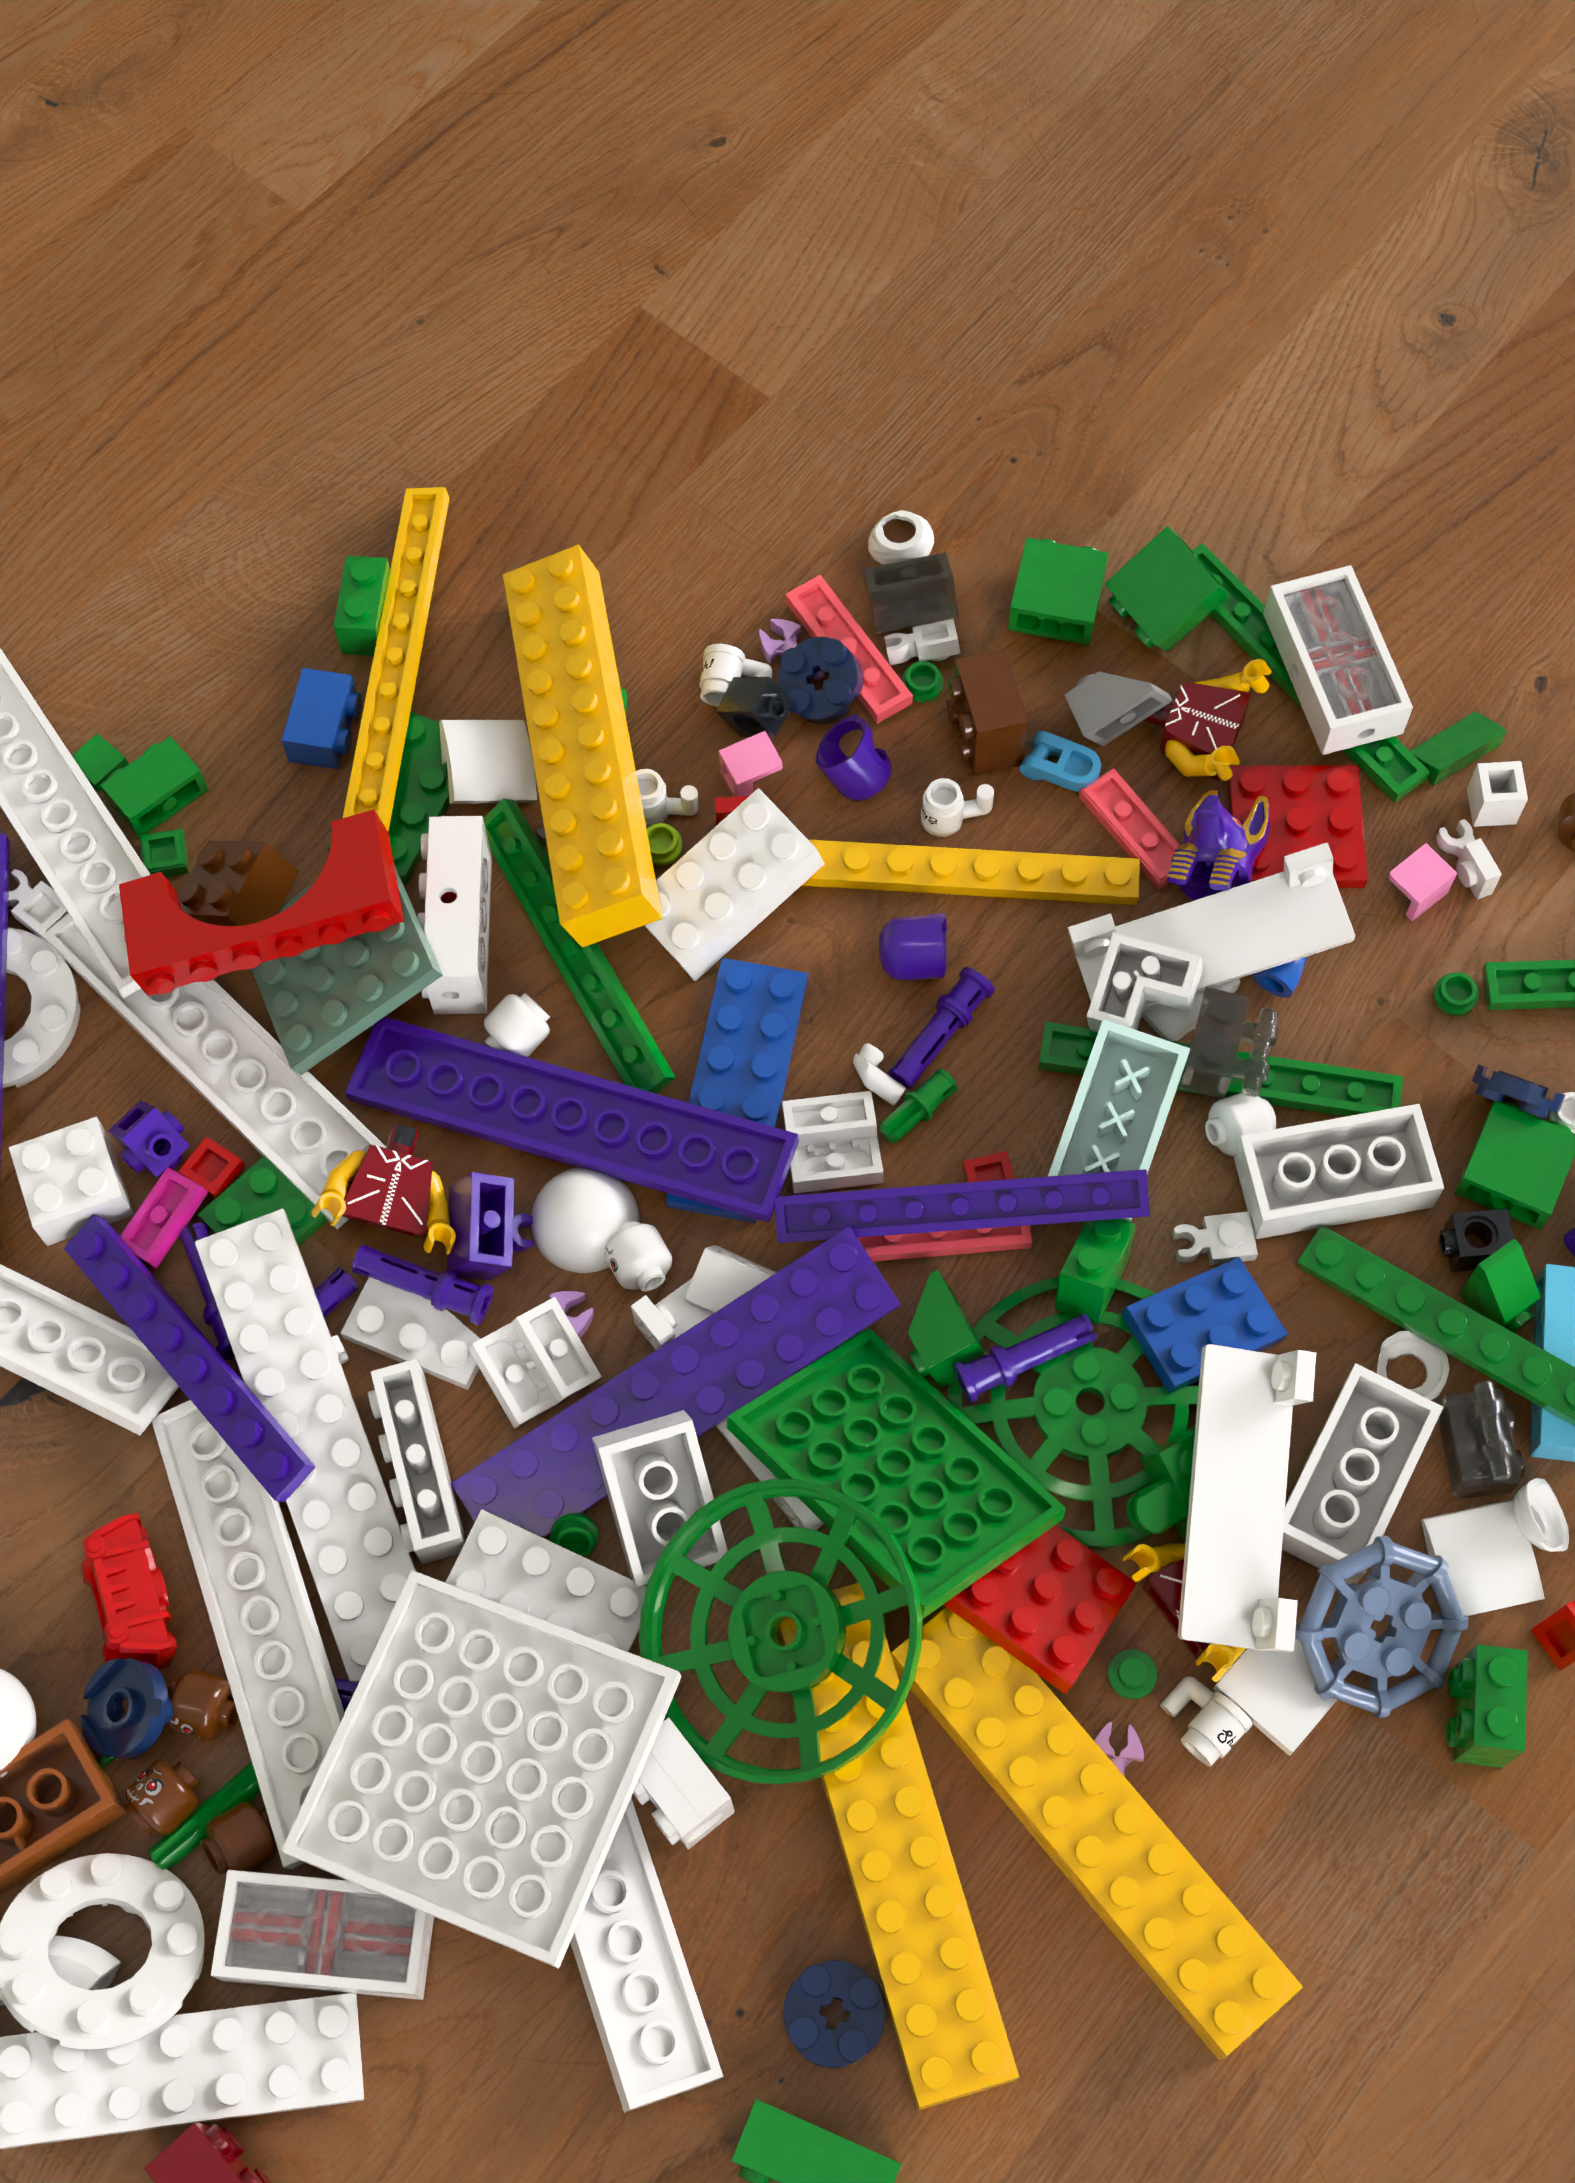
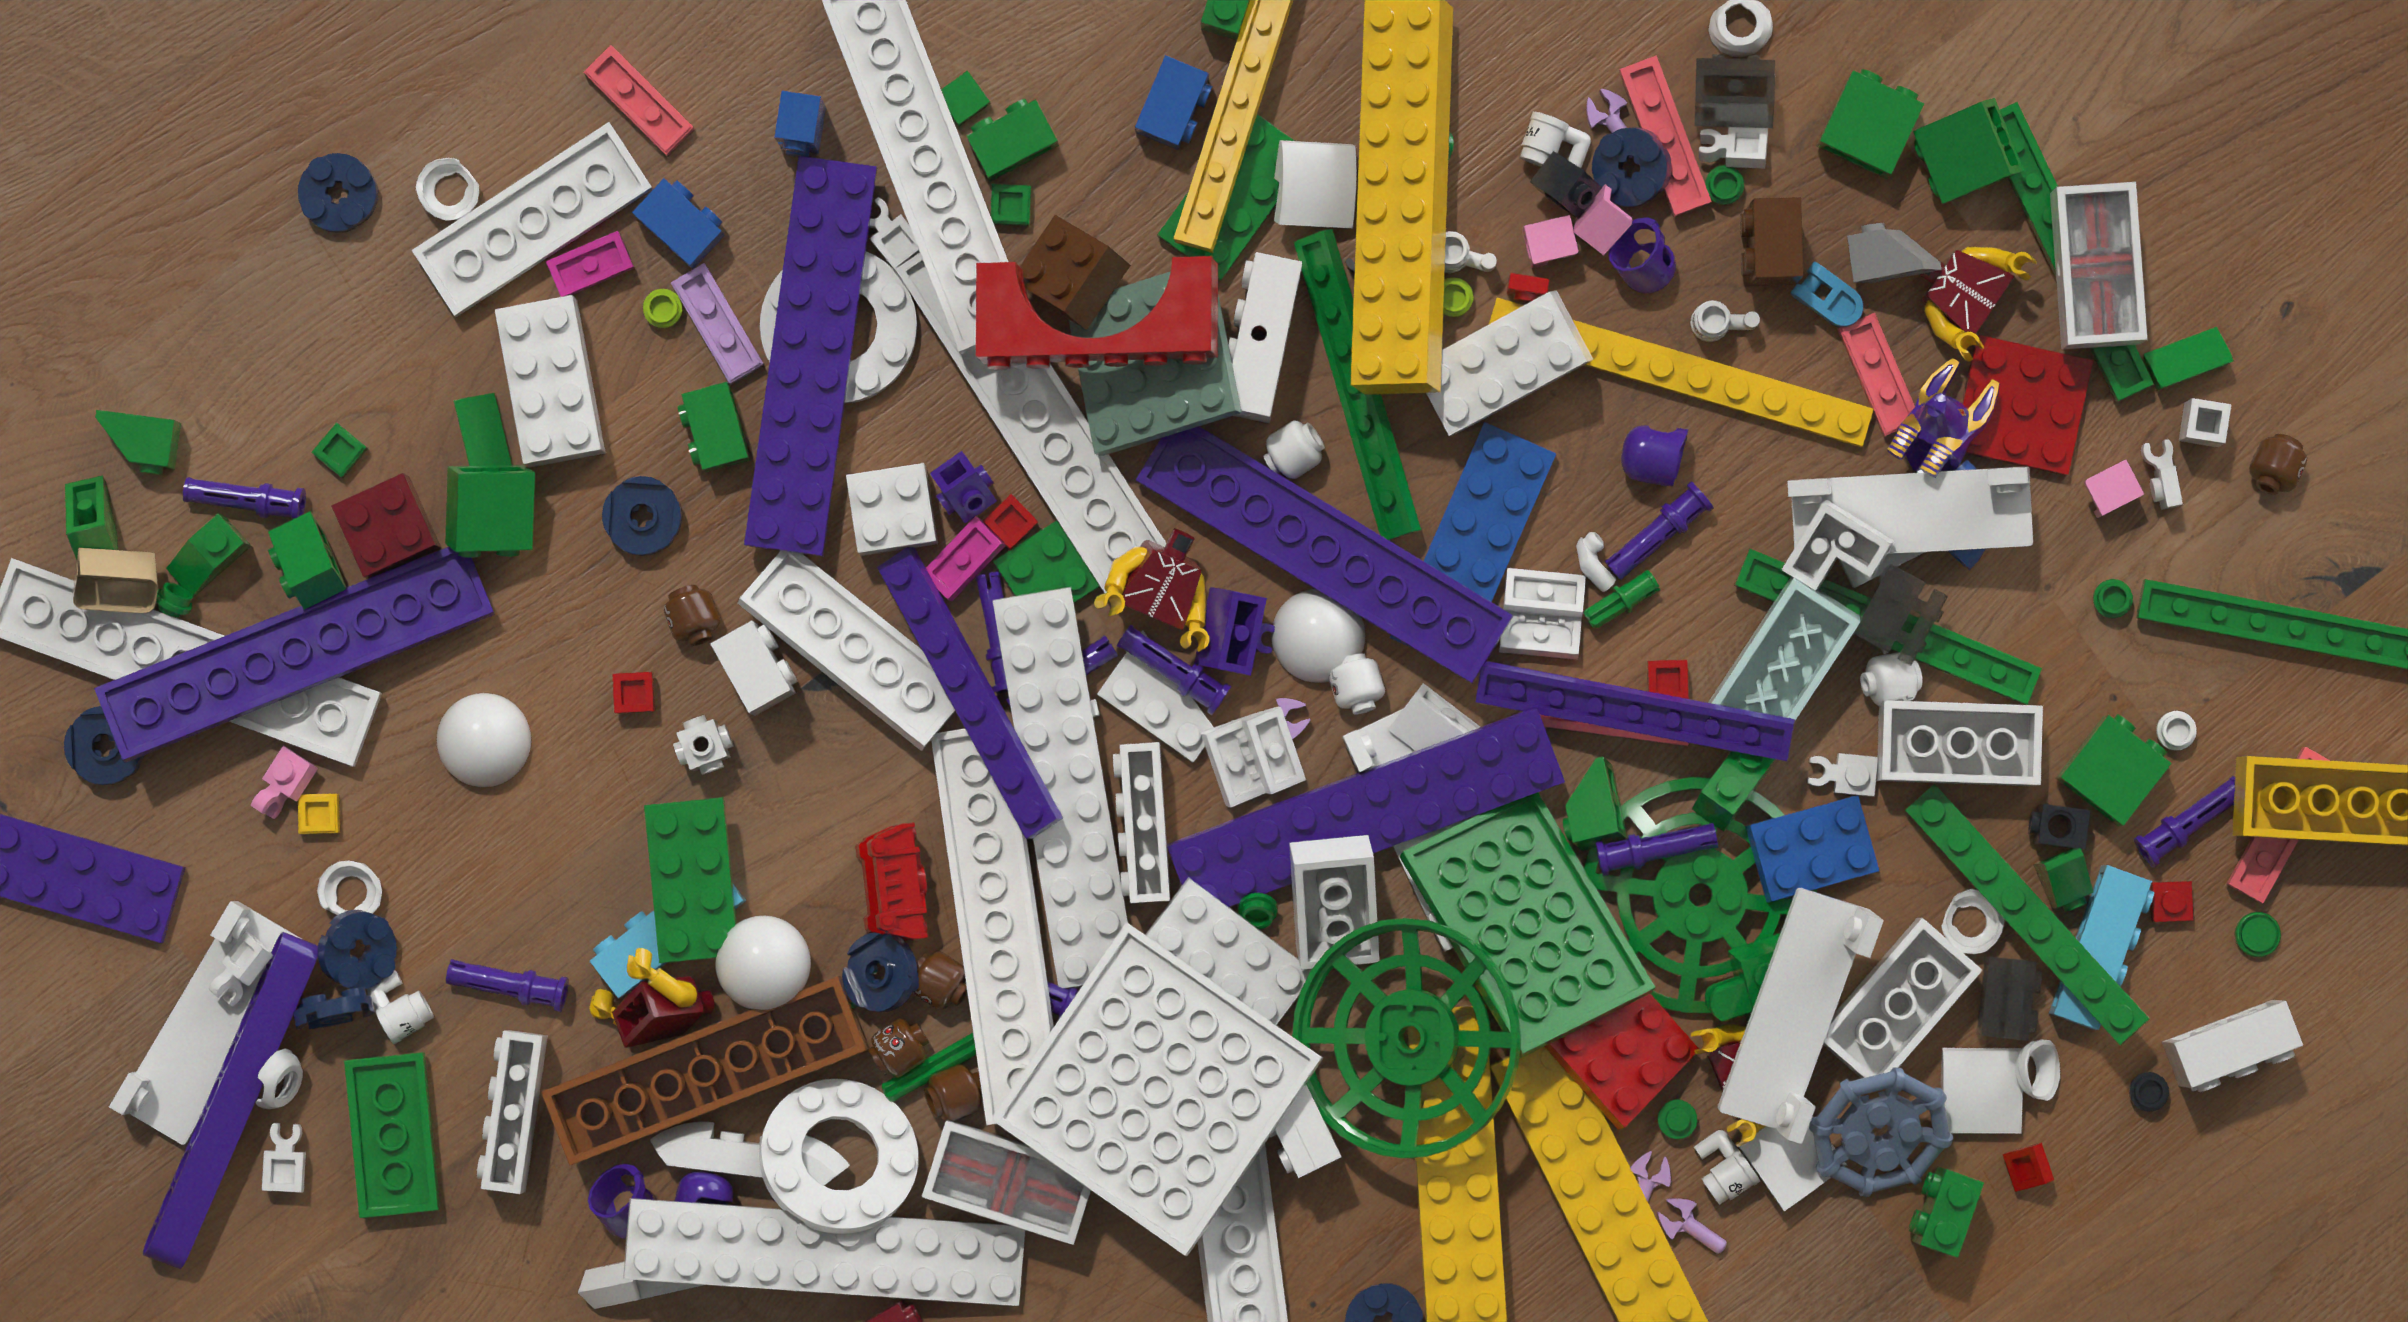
camera: 15 degrees right, 20 degrees up
(803, 730) = (1602, 222): none -> bright pink panel
(1184, 1802) = (1691, 1226): none -> lavender bar
(1505, 1084) = (2132, 706): dark blue plate -> none

